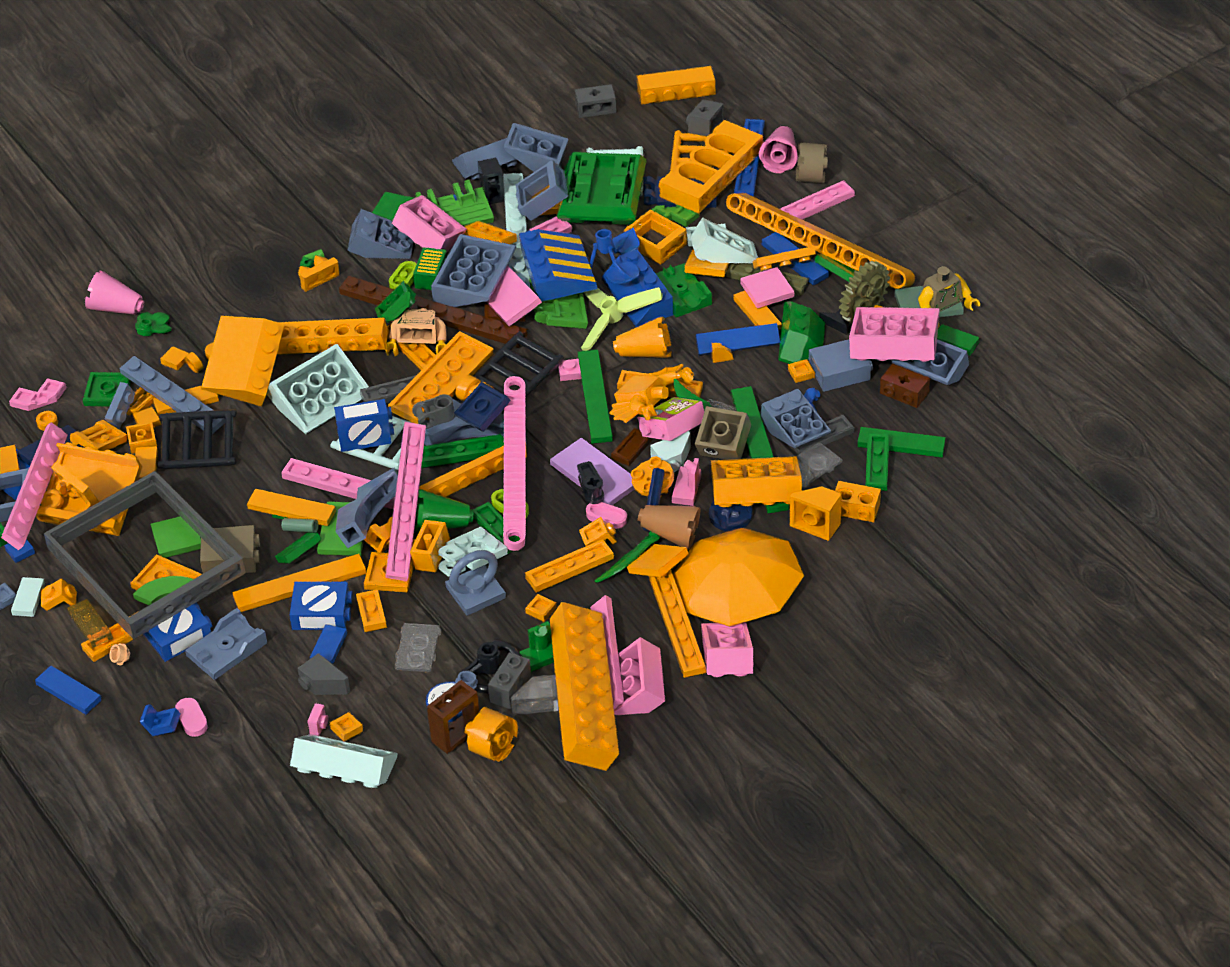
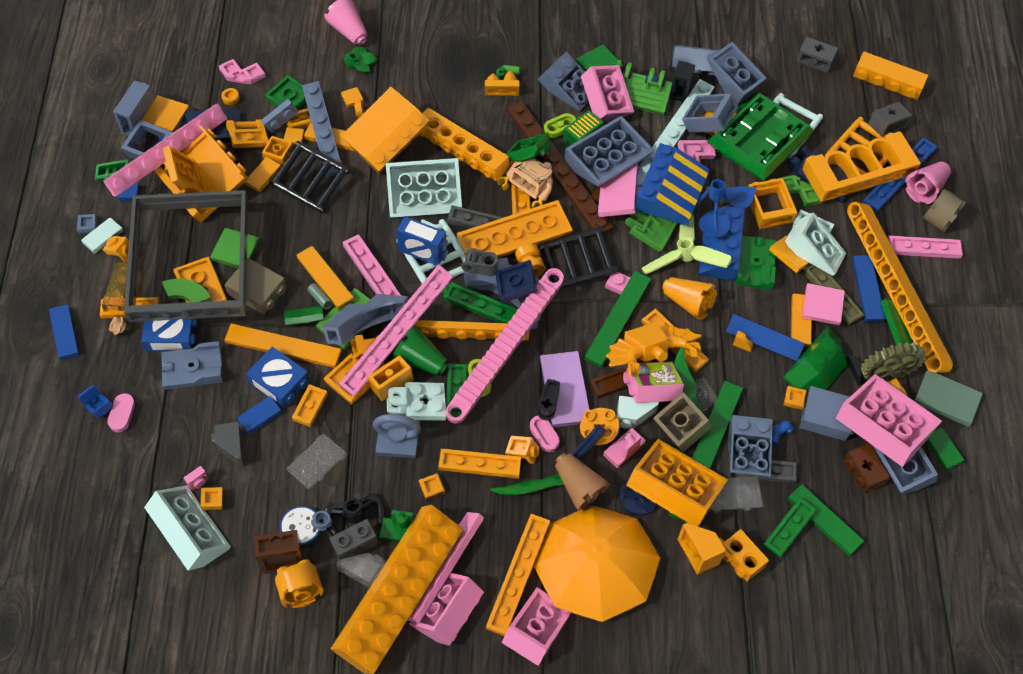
camera: 30 degrees right, 15 degrees up
(489, 232) = (648, 126): light orange plate -> none
(657, 560) = (545, 506): light orange tile -> none
(784, 259) = (855, 286): light orange plate -> none
(945, 290) = (962, 400): torso -> none

